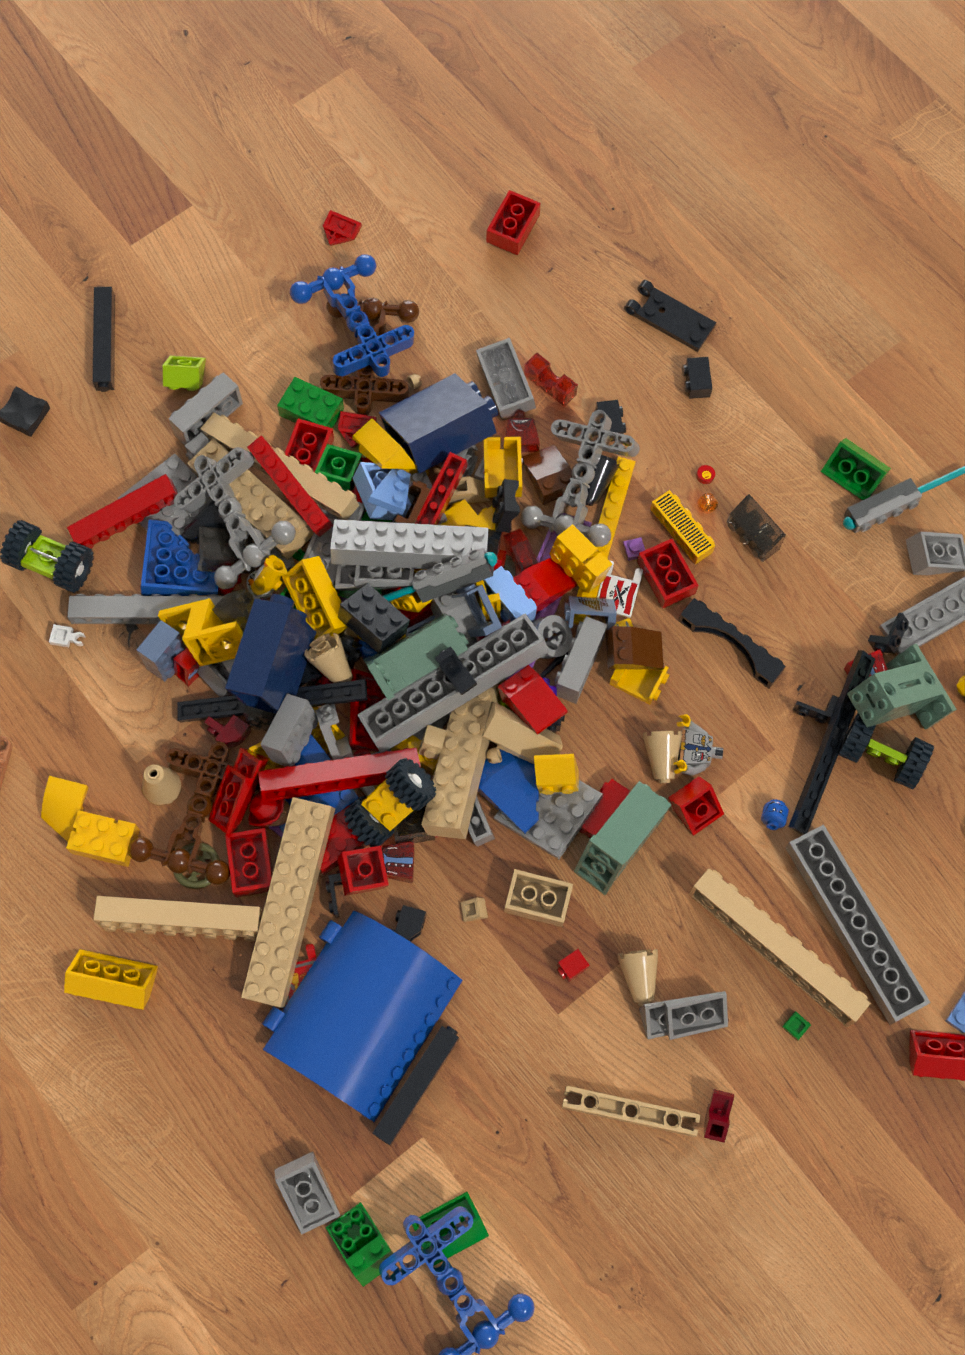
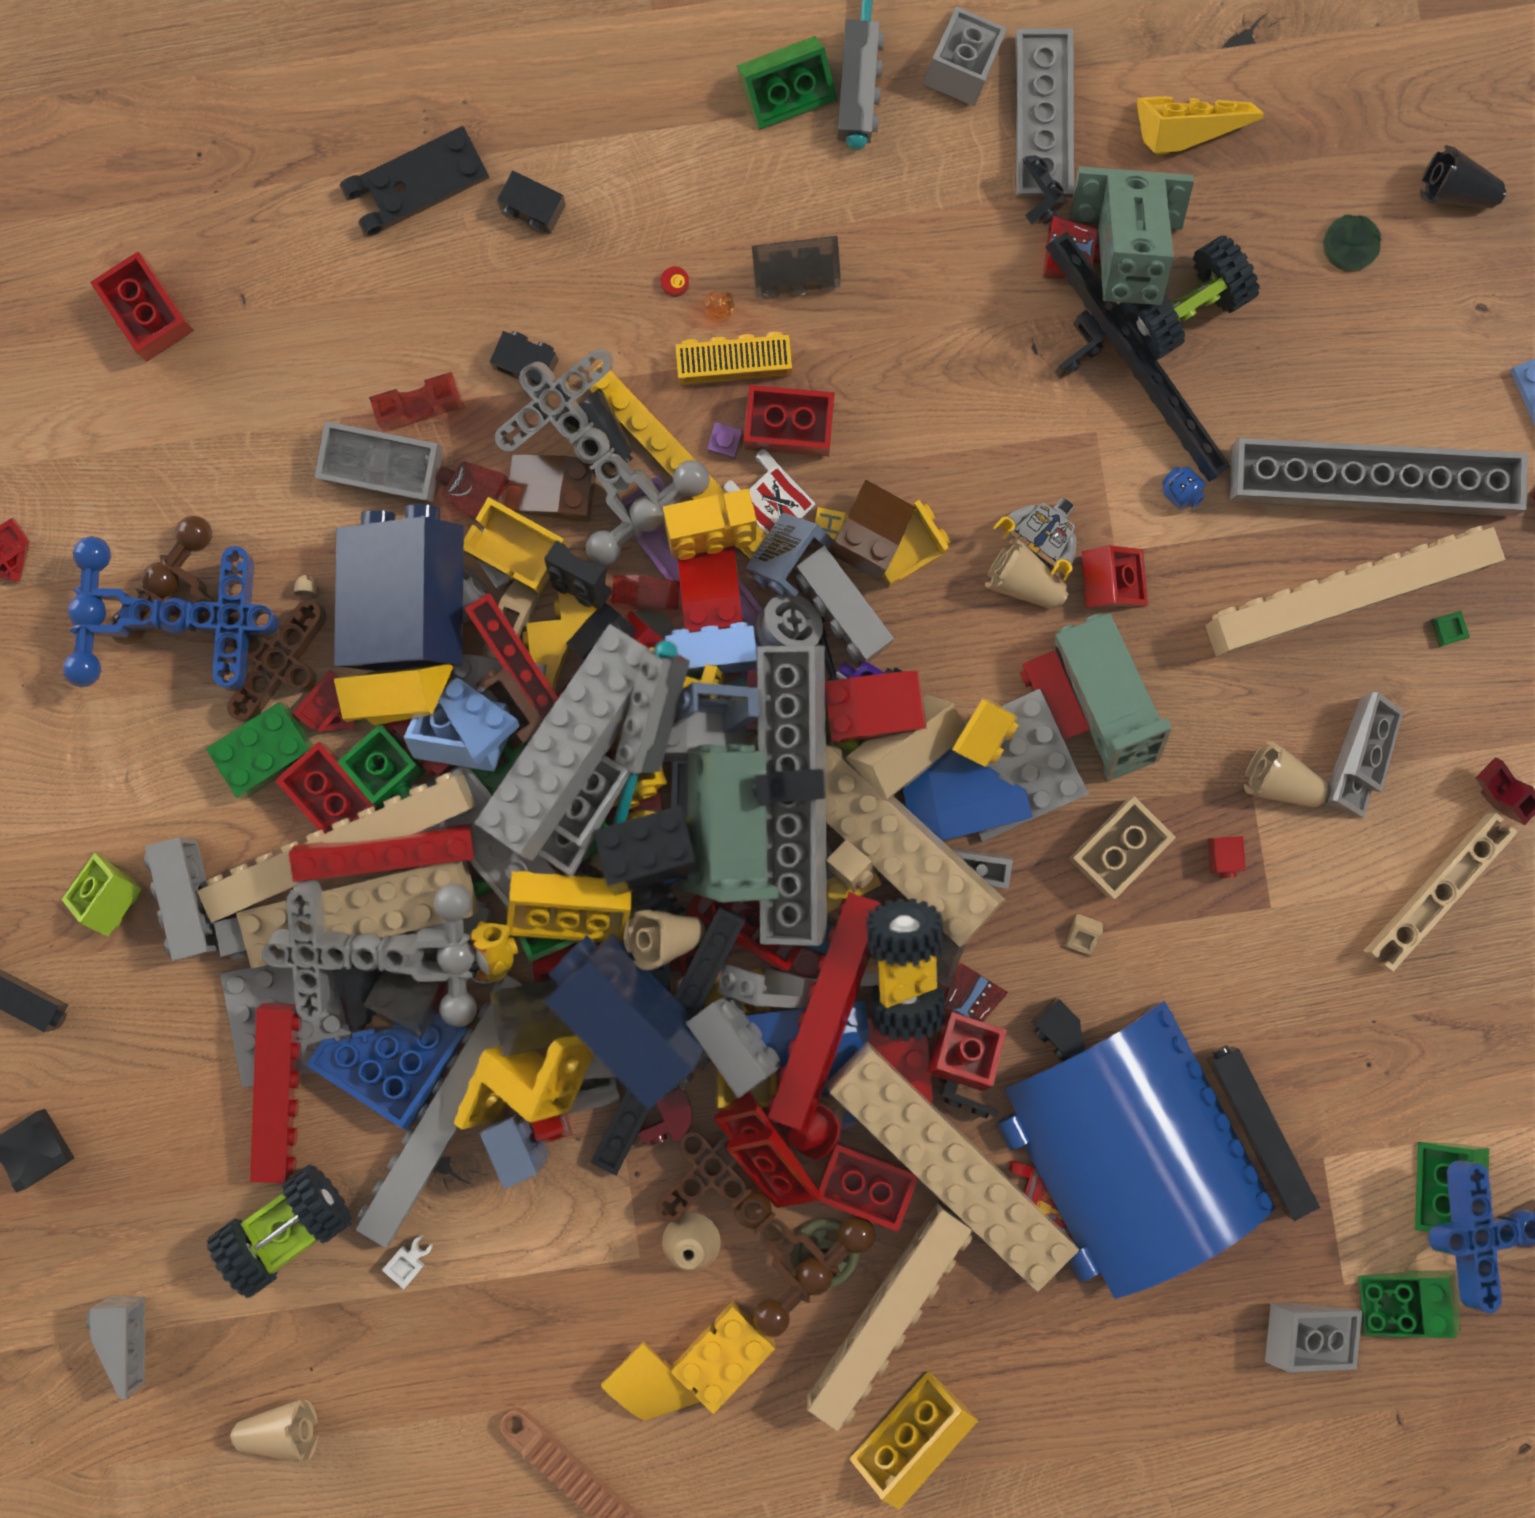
camera: 55 degrees left, 15 degrees up
(494, 755) = (912, 796): tan hinge -> none
(701, 619) = (984, 378): black arch -> none

